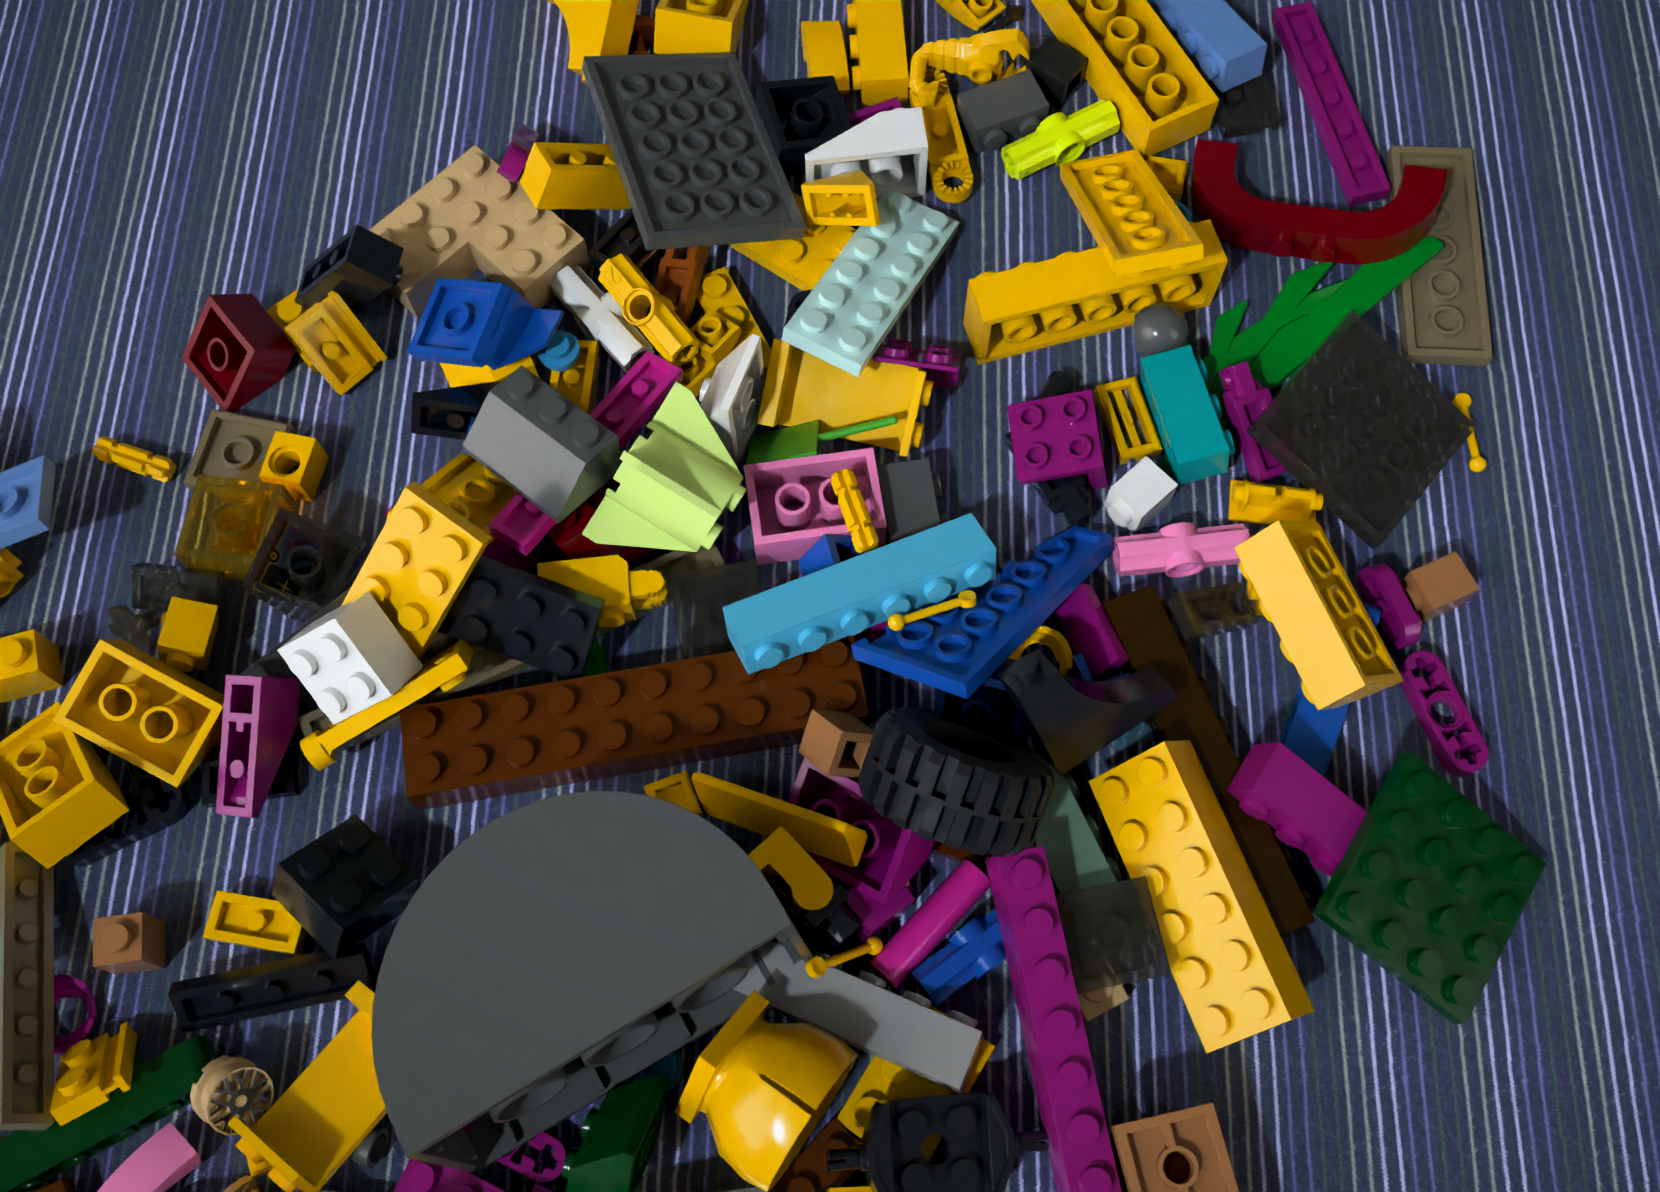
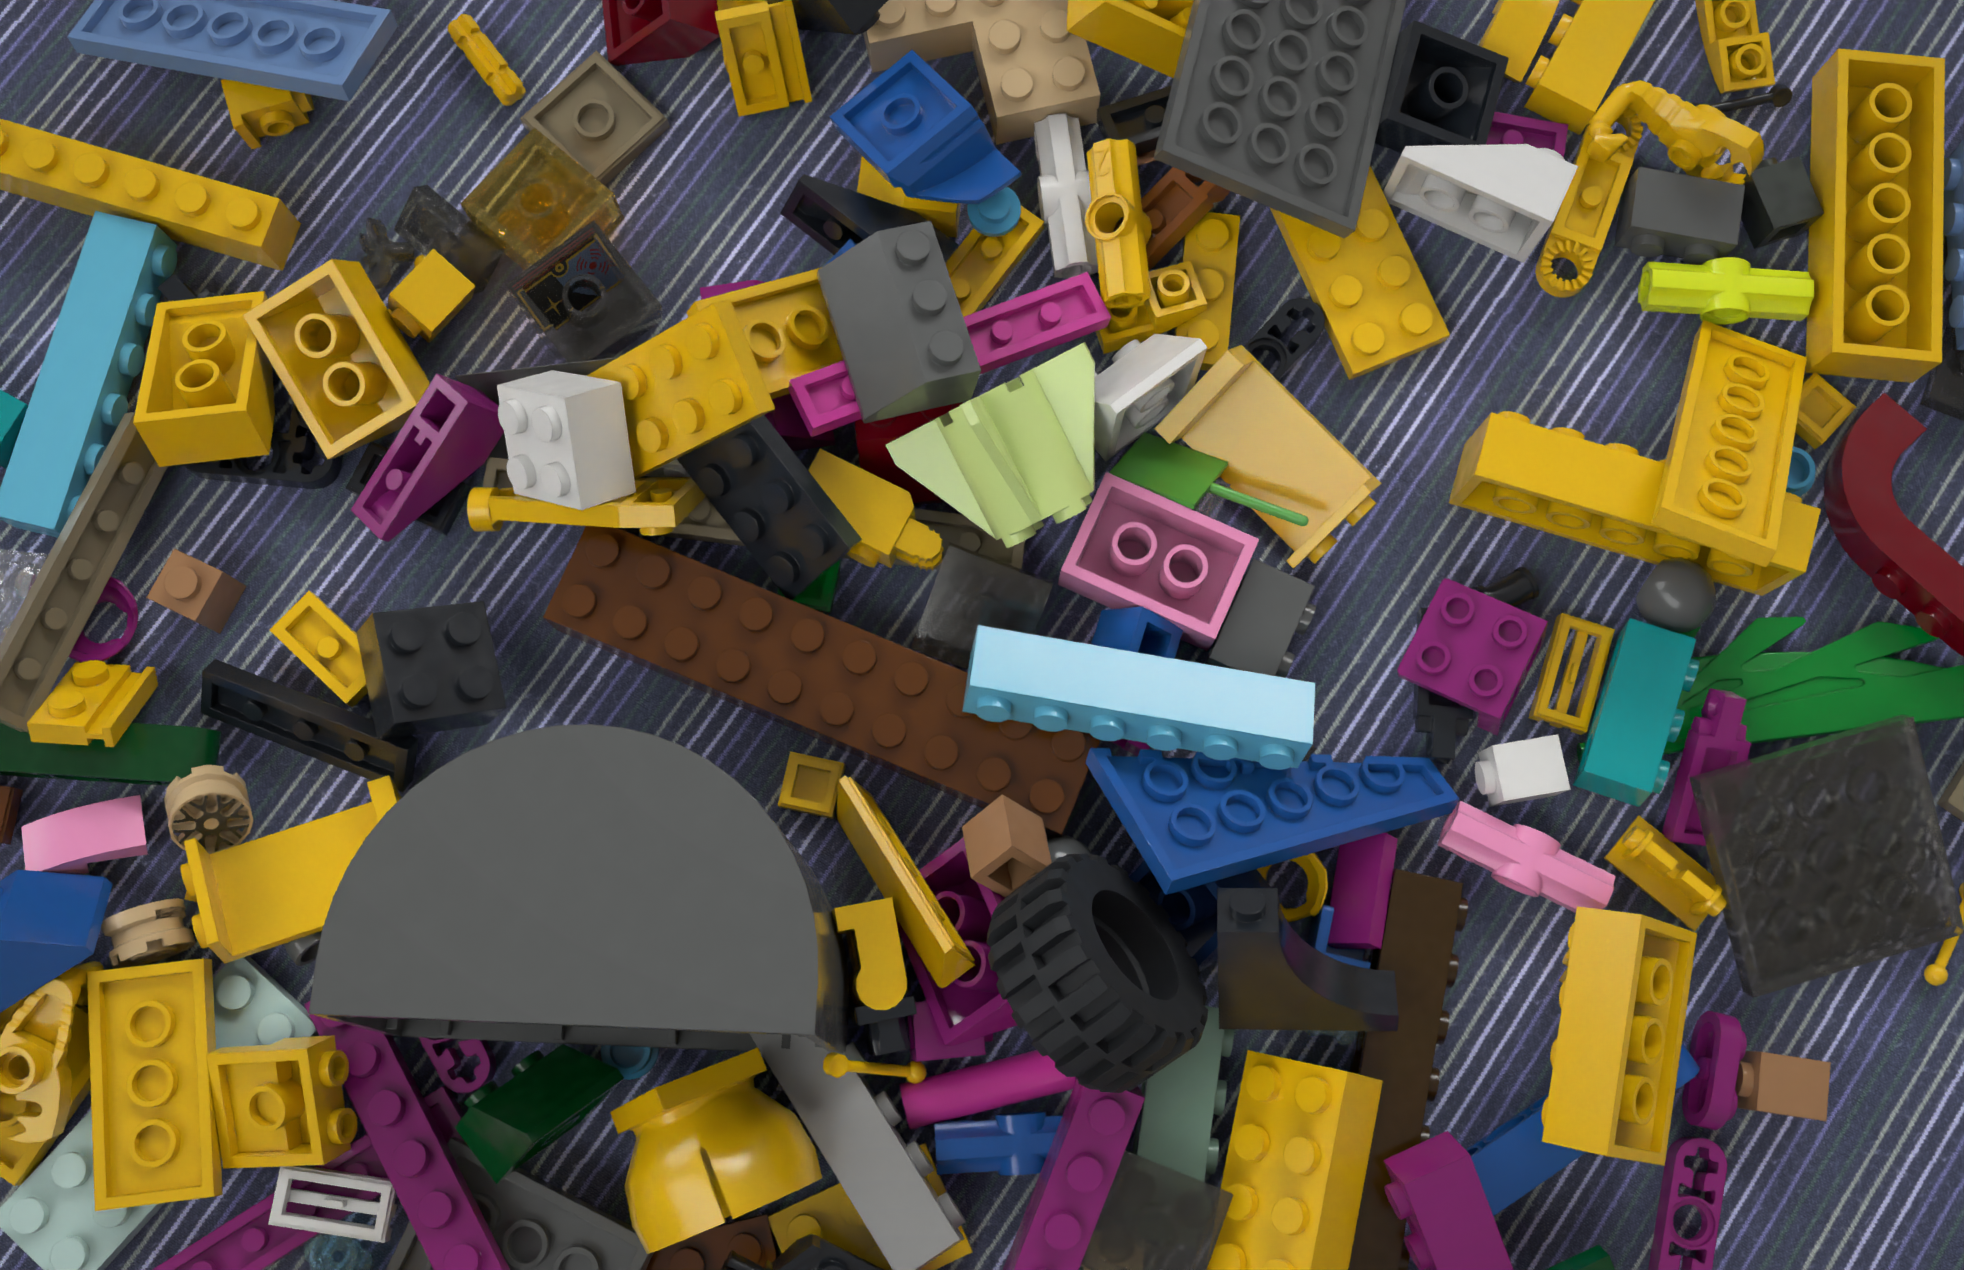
camera: 30 degrees right, 10 degrees up
(290, 451) = (641, 151): yellow brick -> none
(841, 200) = (1415, 223): yellow slope -> none
(854, 511) = (1190, 601): yellow axle -> none
(870, 283) = (1385, 341): light aqua plate -> none
(939, 358) = (1398, 475): magenta hinge -> none
(965, 599) = (1245, 776): yellow hinge -> none
(1212, 611) = (1511, 952): clear smoke plate -> none

